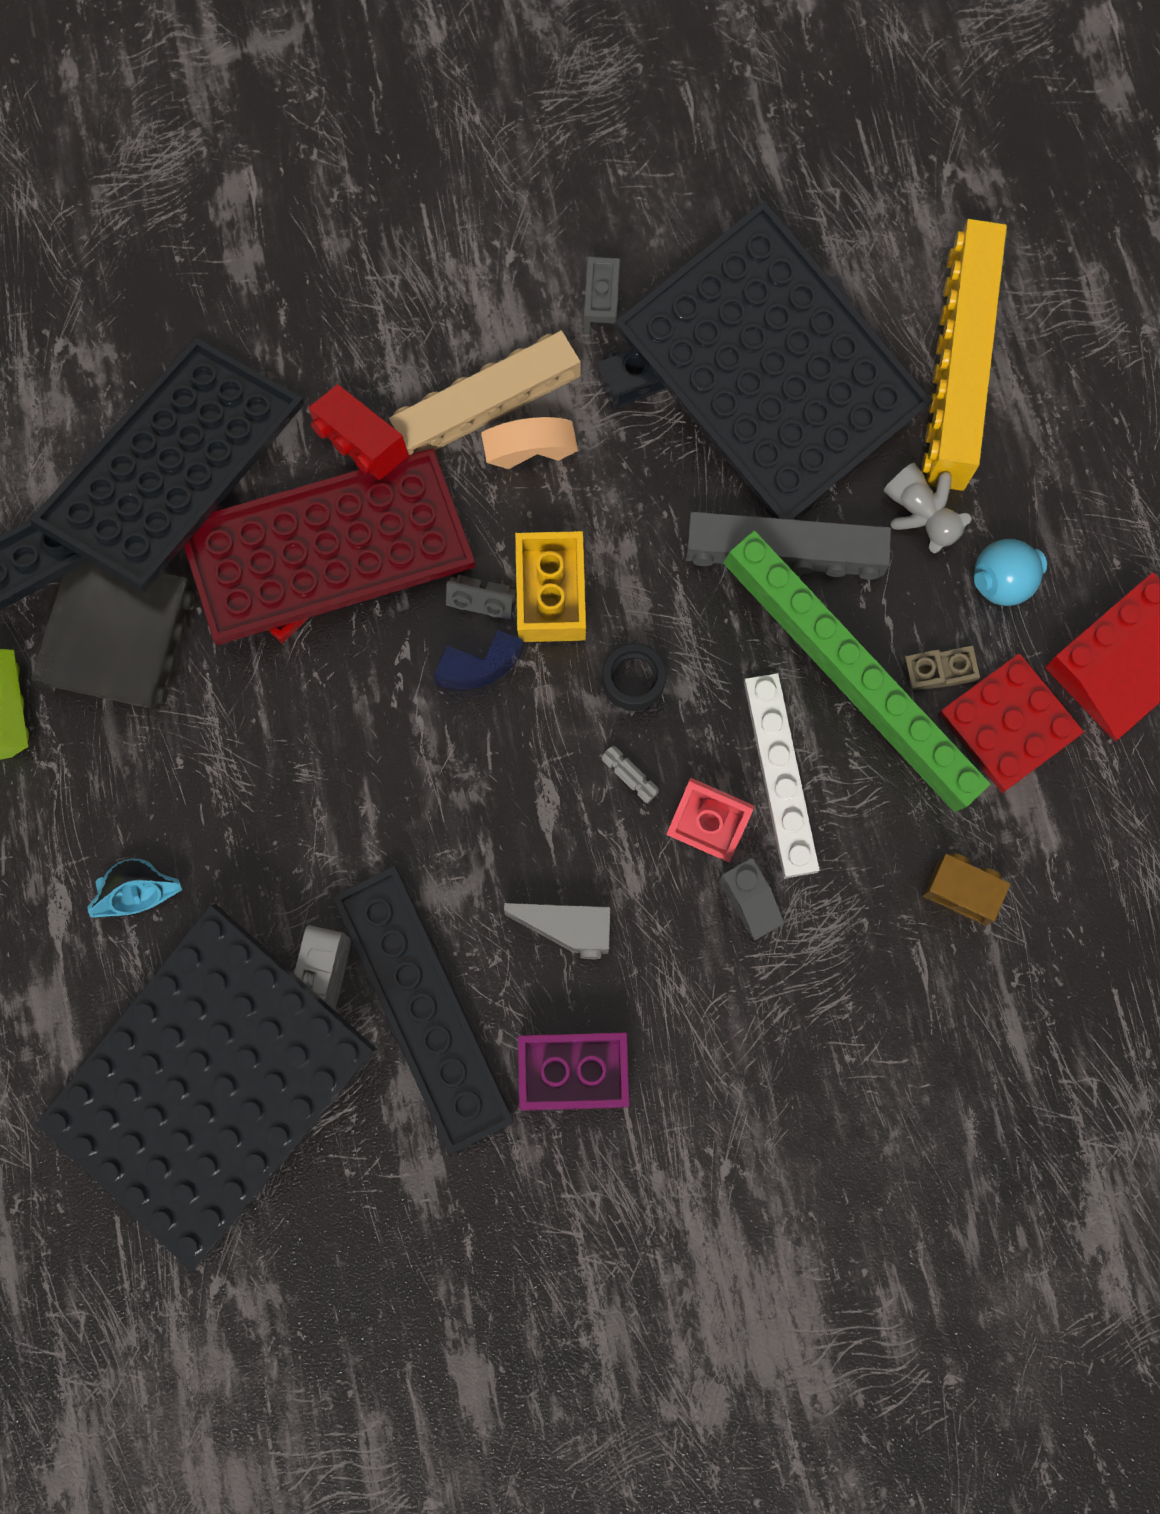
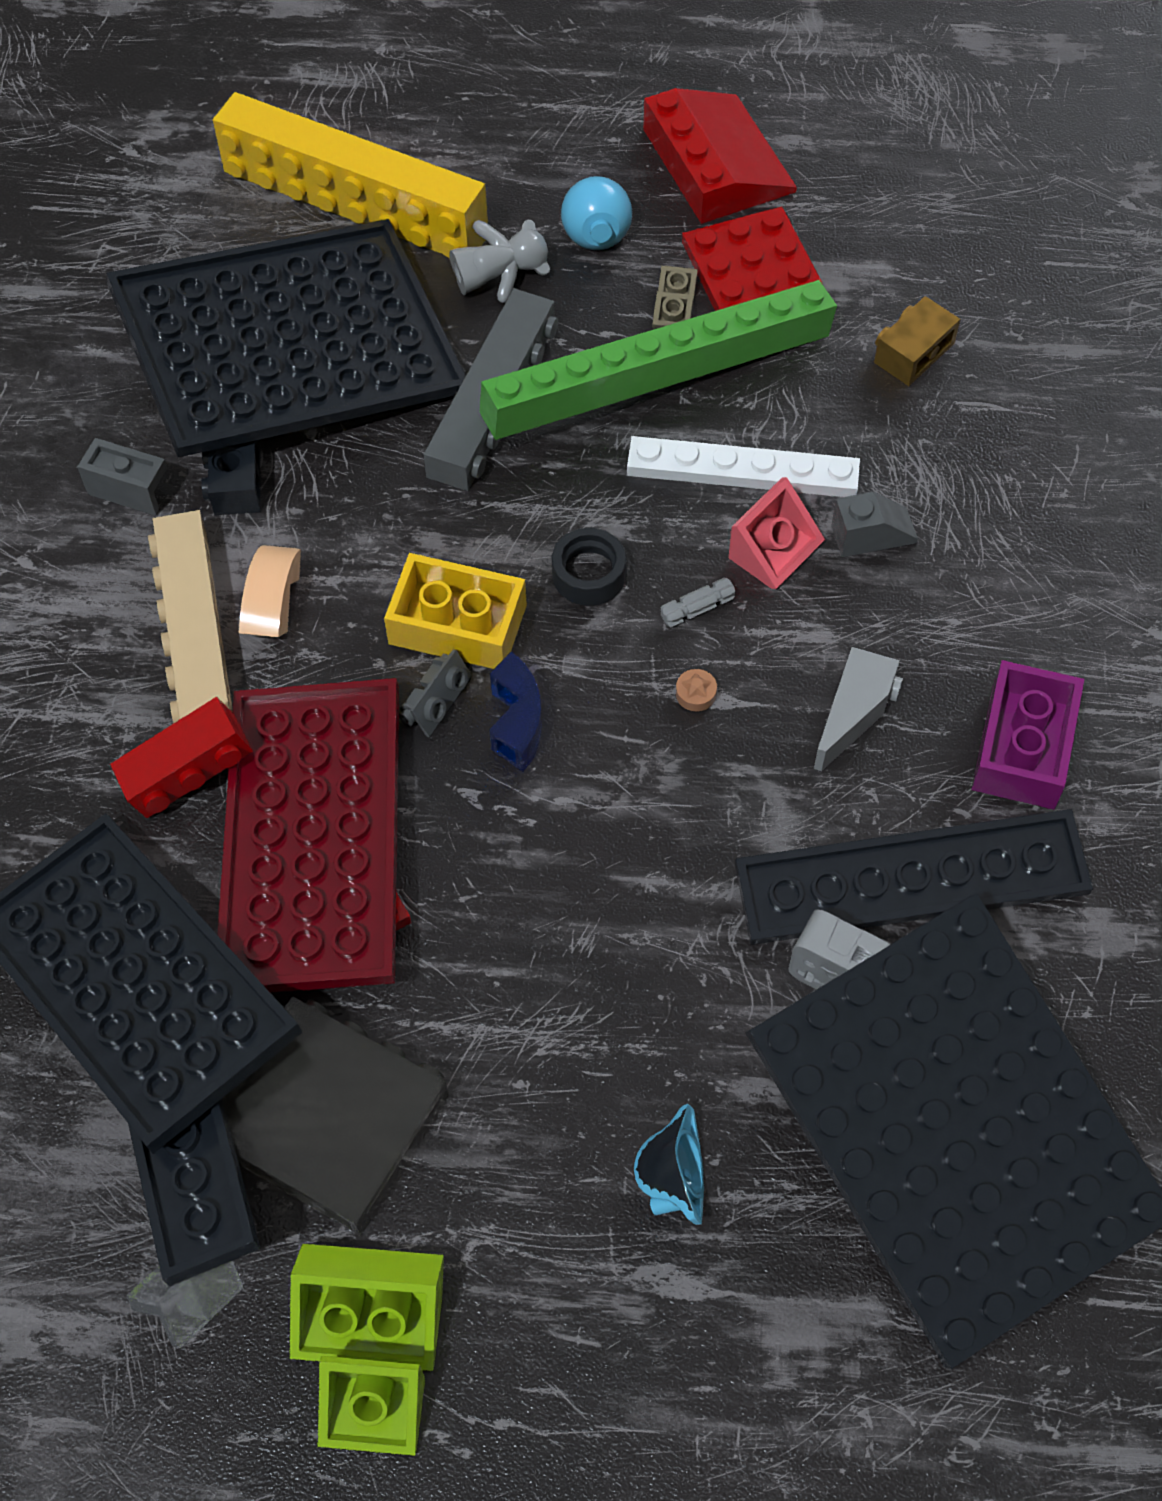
camera: 70 degrees left, 15 degrees down
(546, 795) = (696, 690): none -> nougat tile

